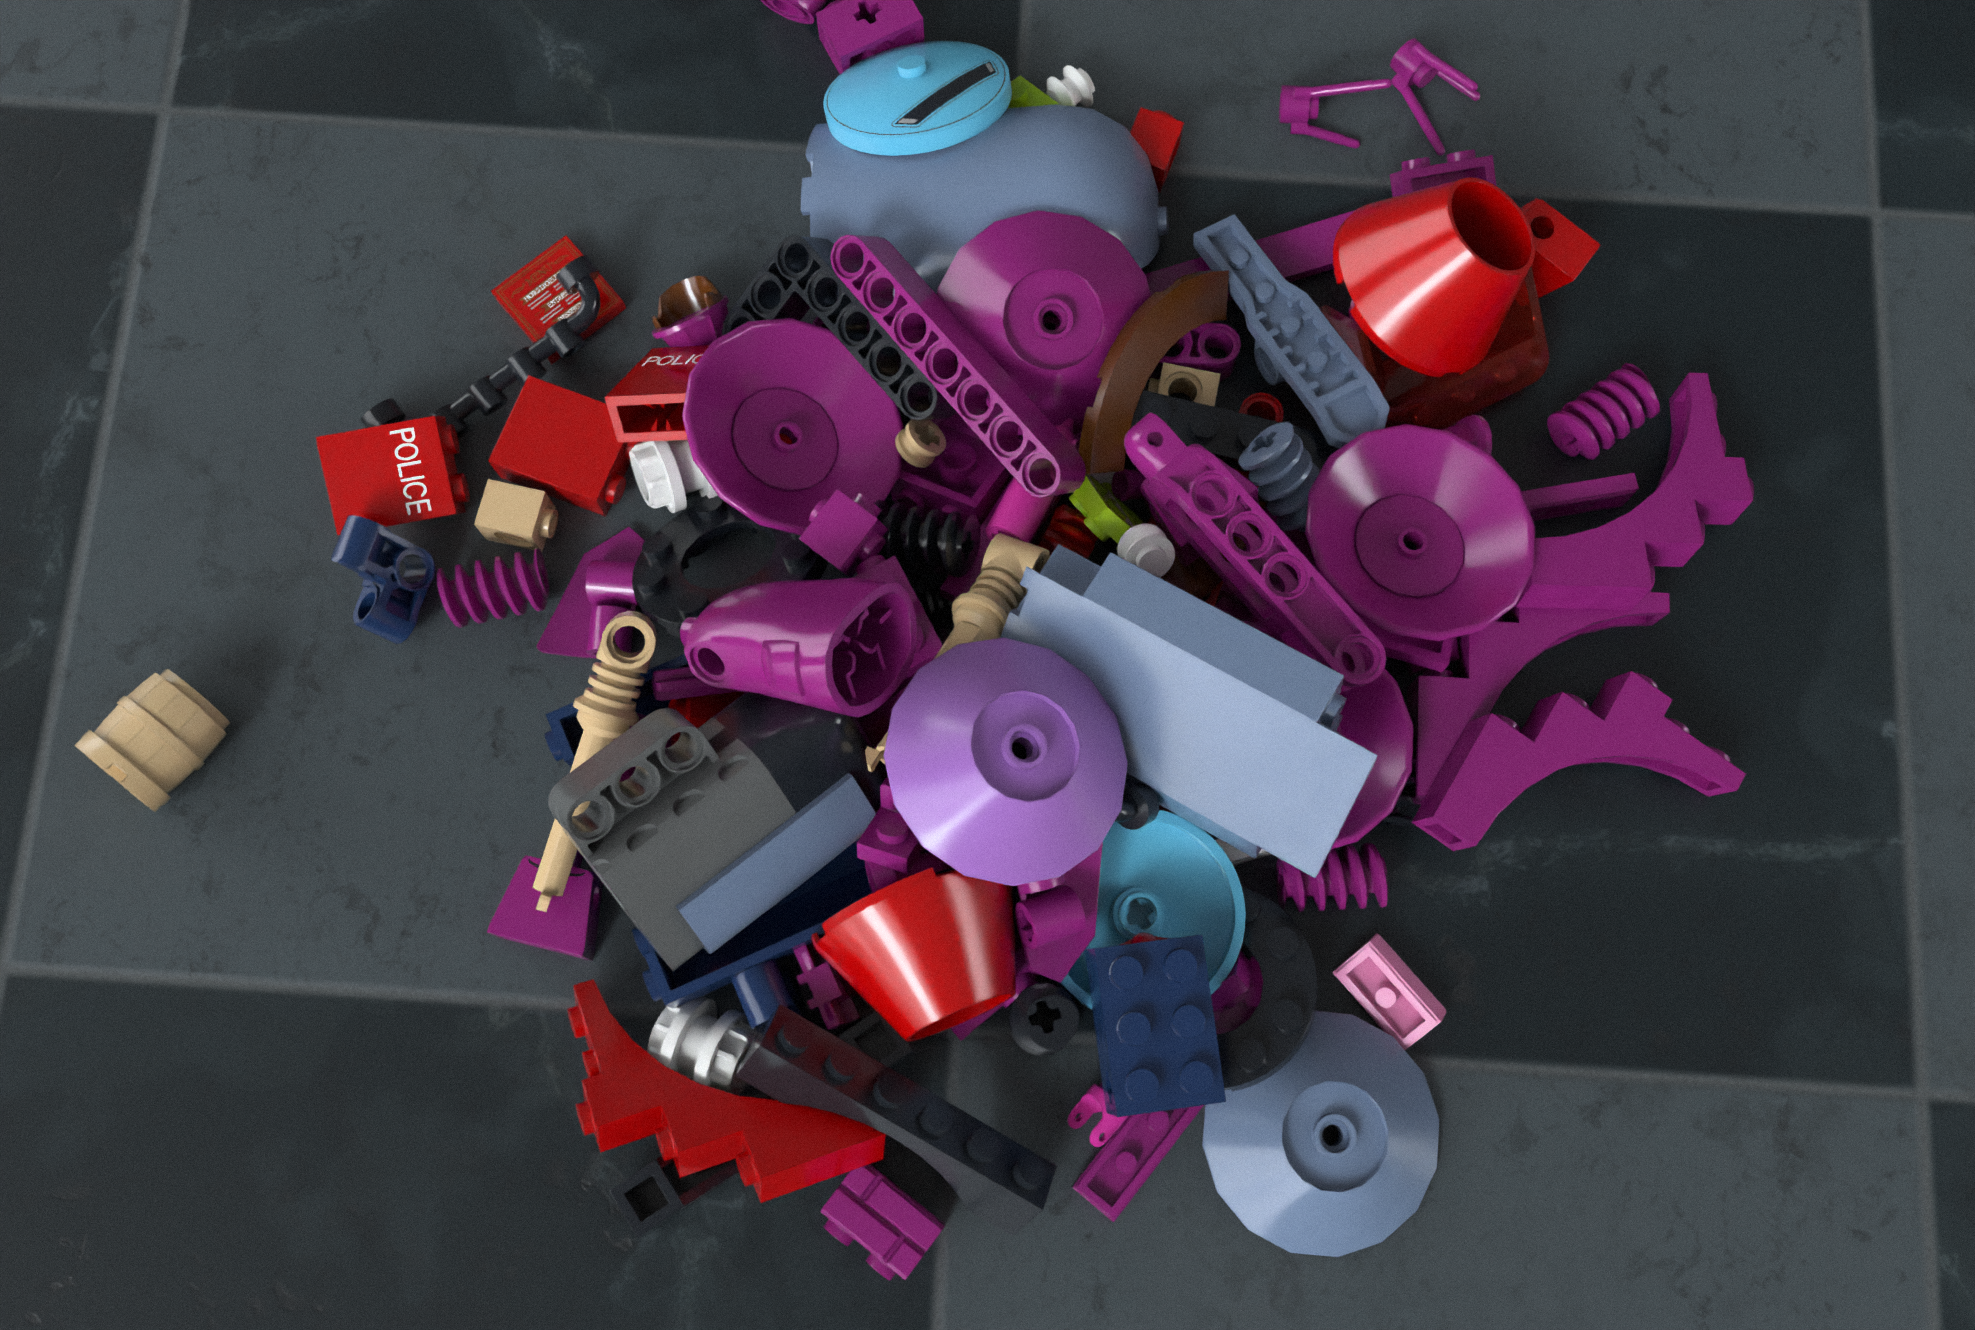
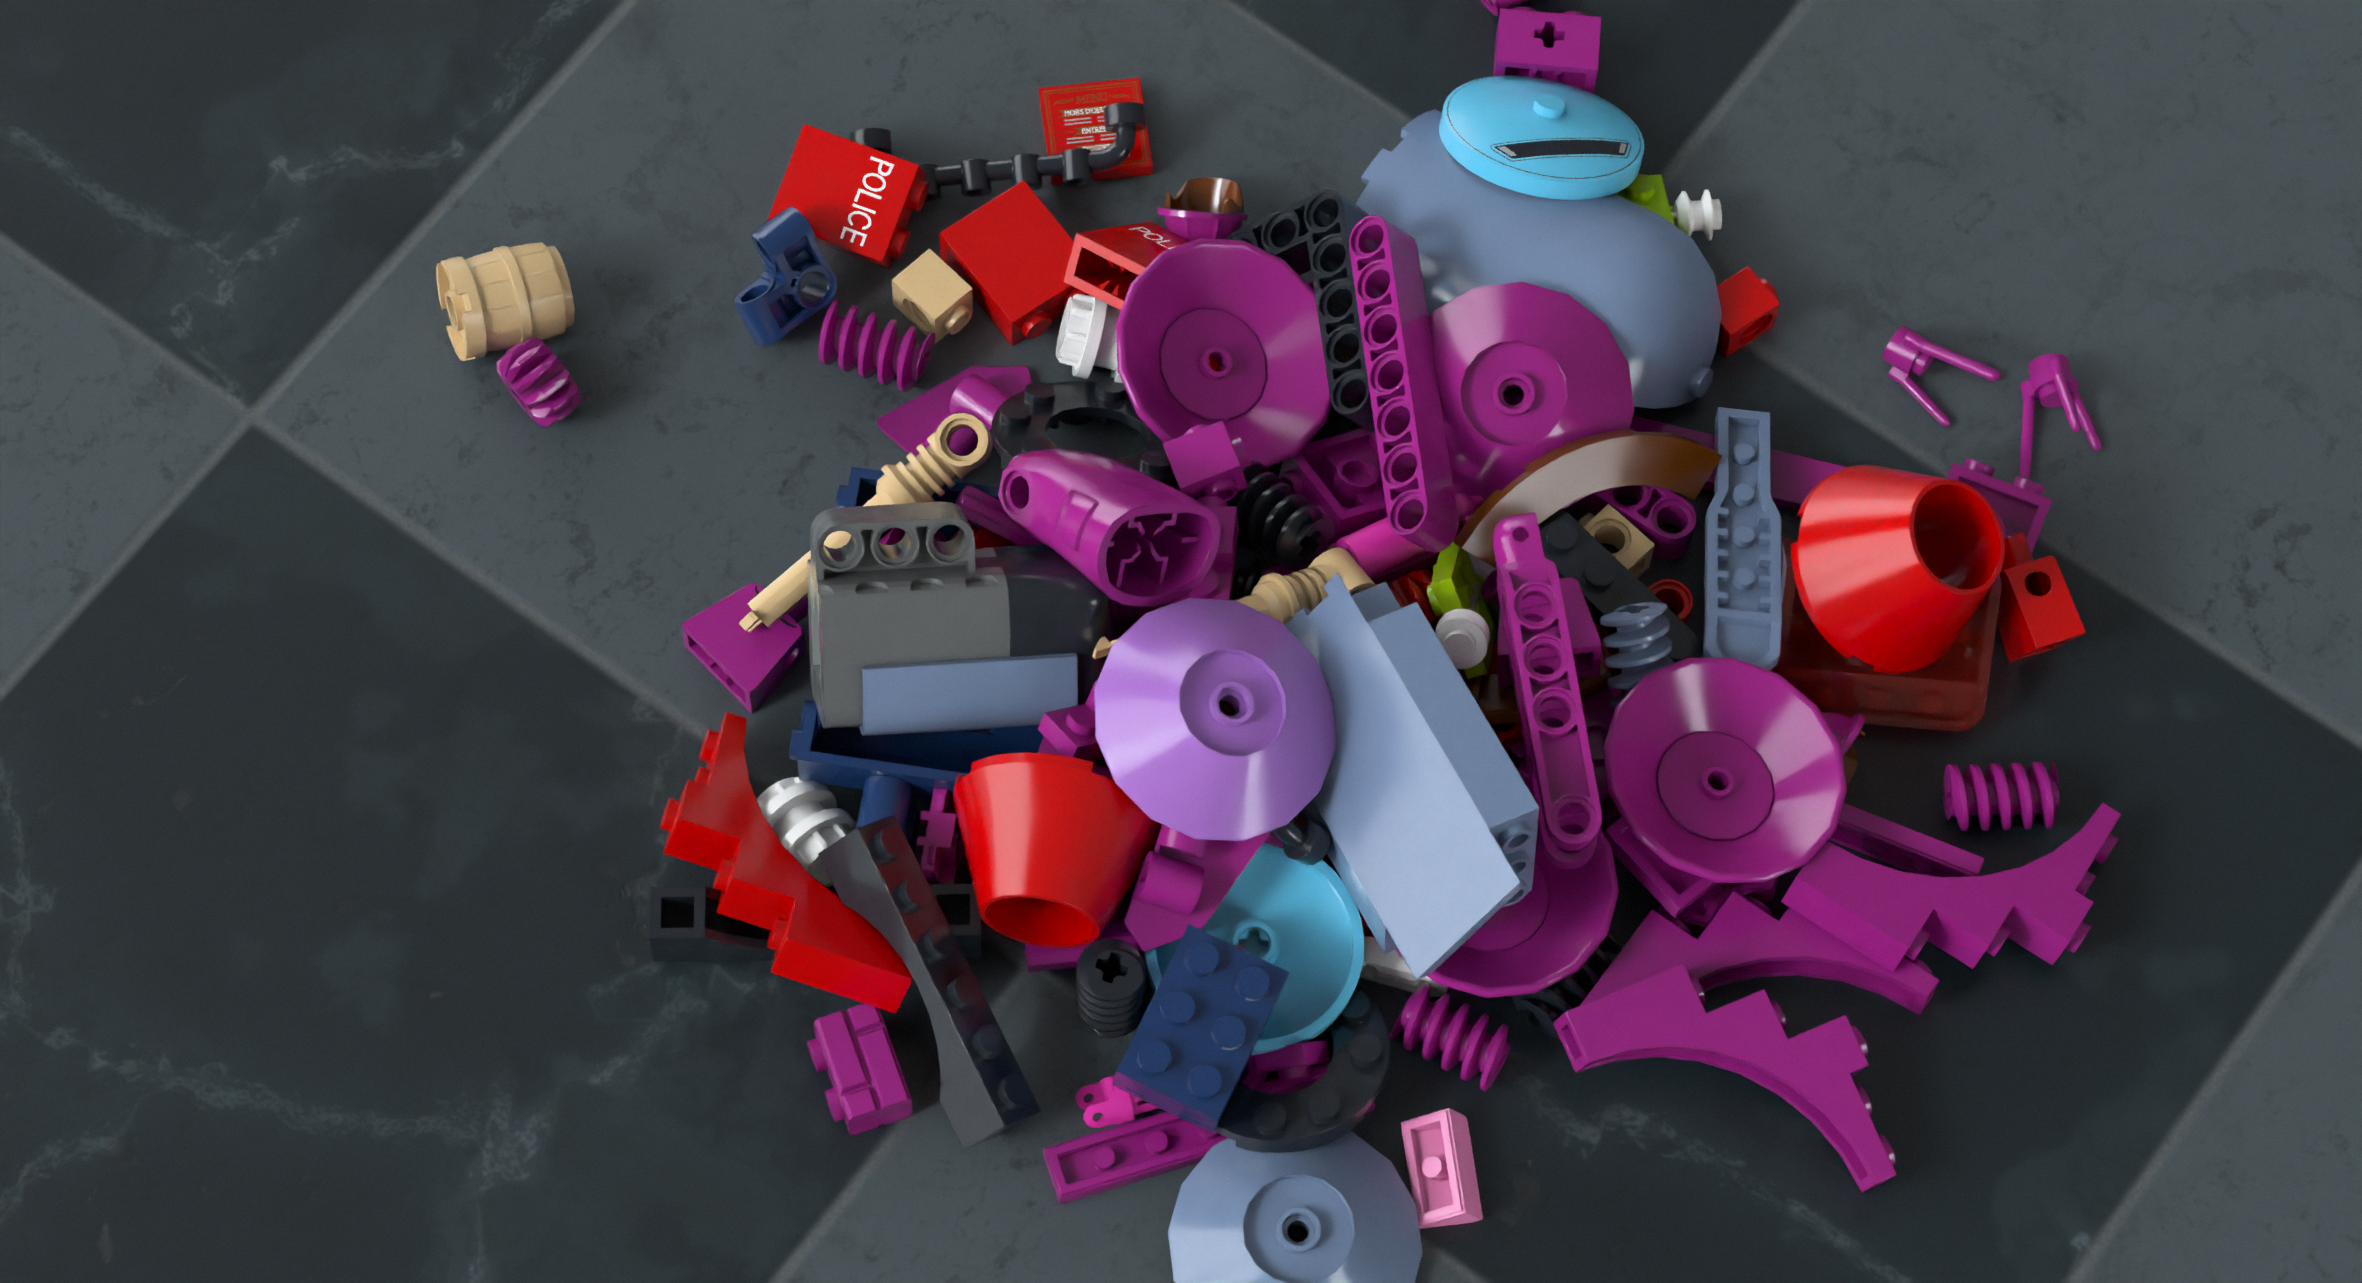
camera: 30 degrees right, 10 degrees down
(230, 793) = (538, 382): none -> magenta gear
(920, 442) = (1331, 437): tan bush -> none

